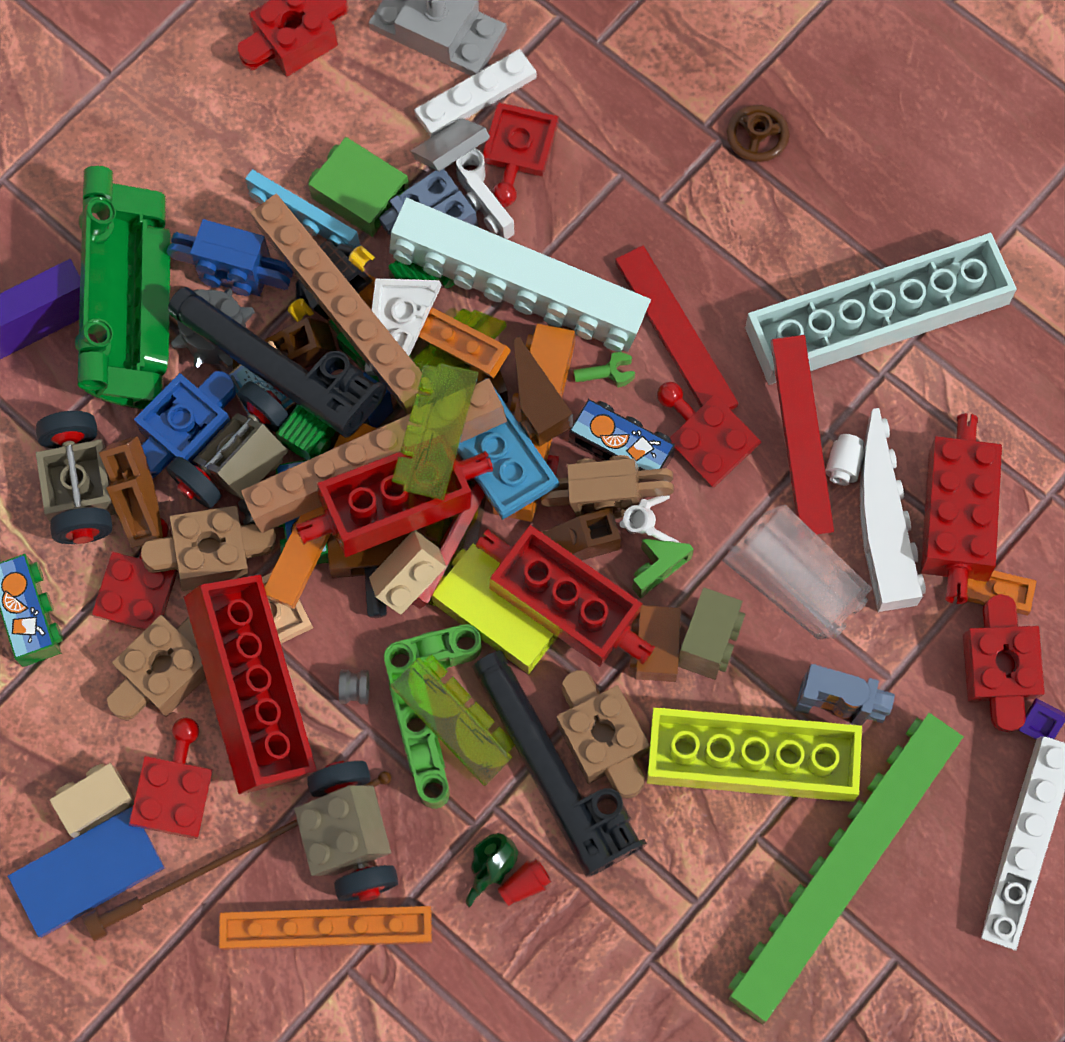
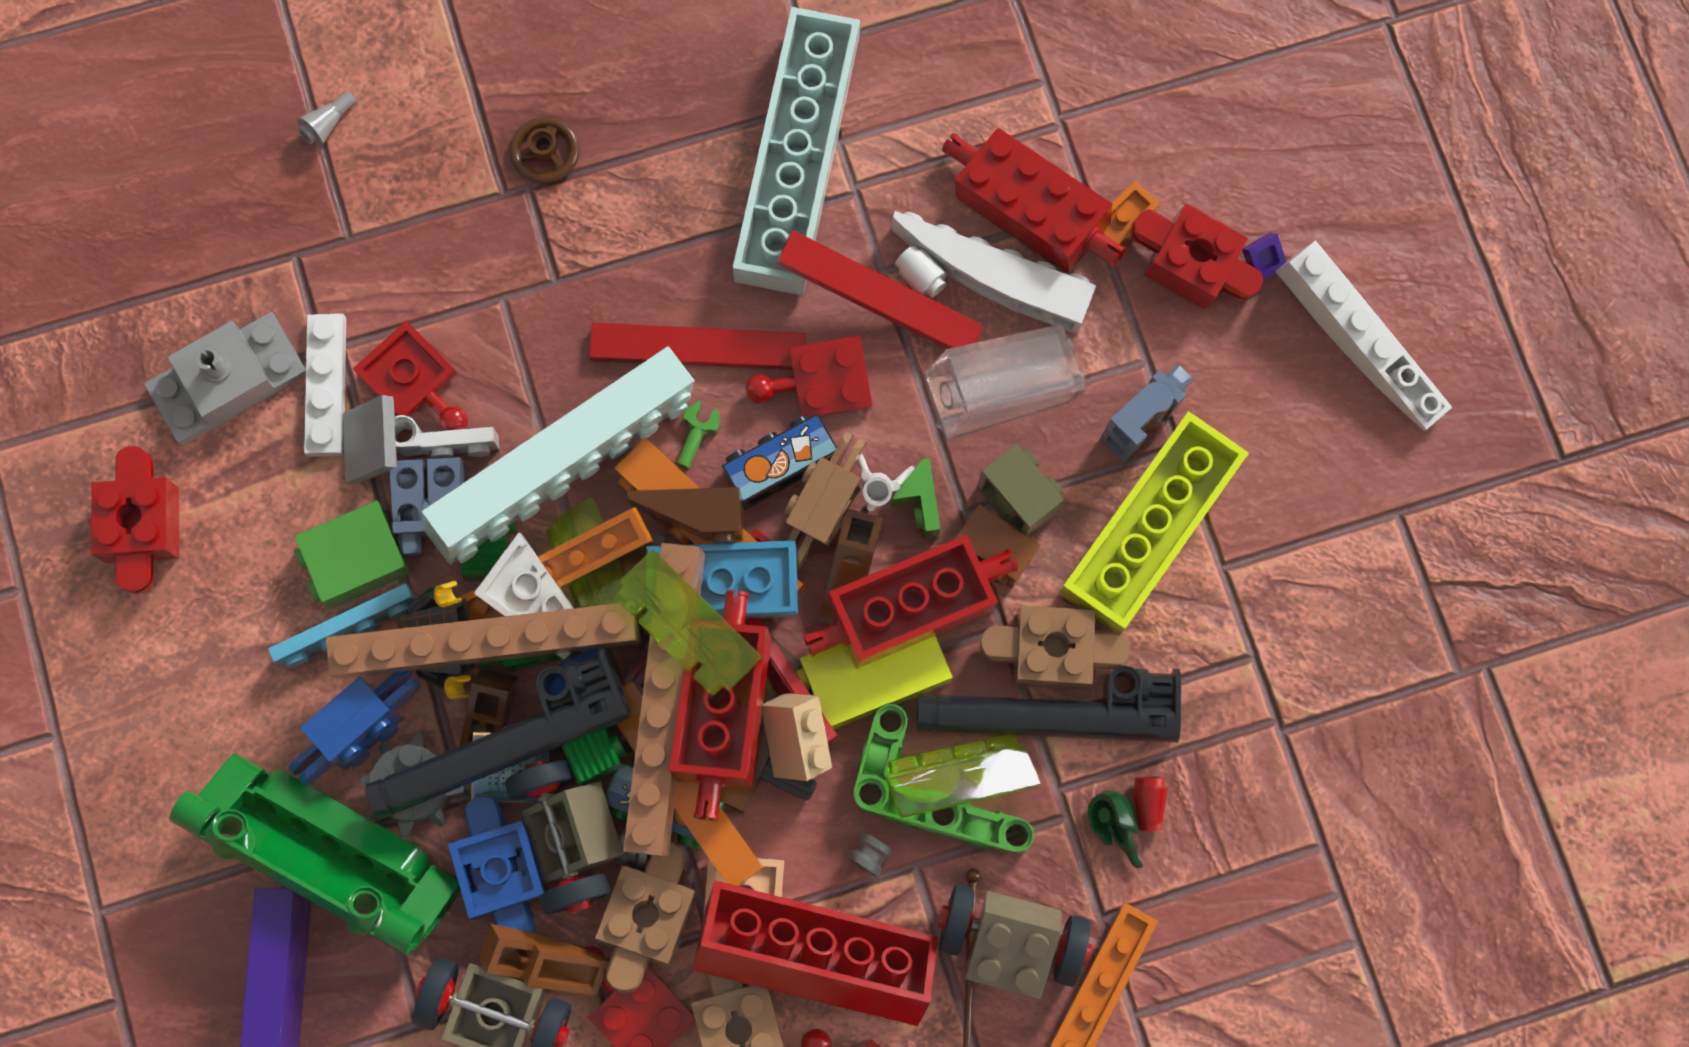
camera: 65 degrees left, 5 degrees up
(845, 868) = (1298, 507): bright green brick -> none

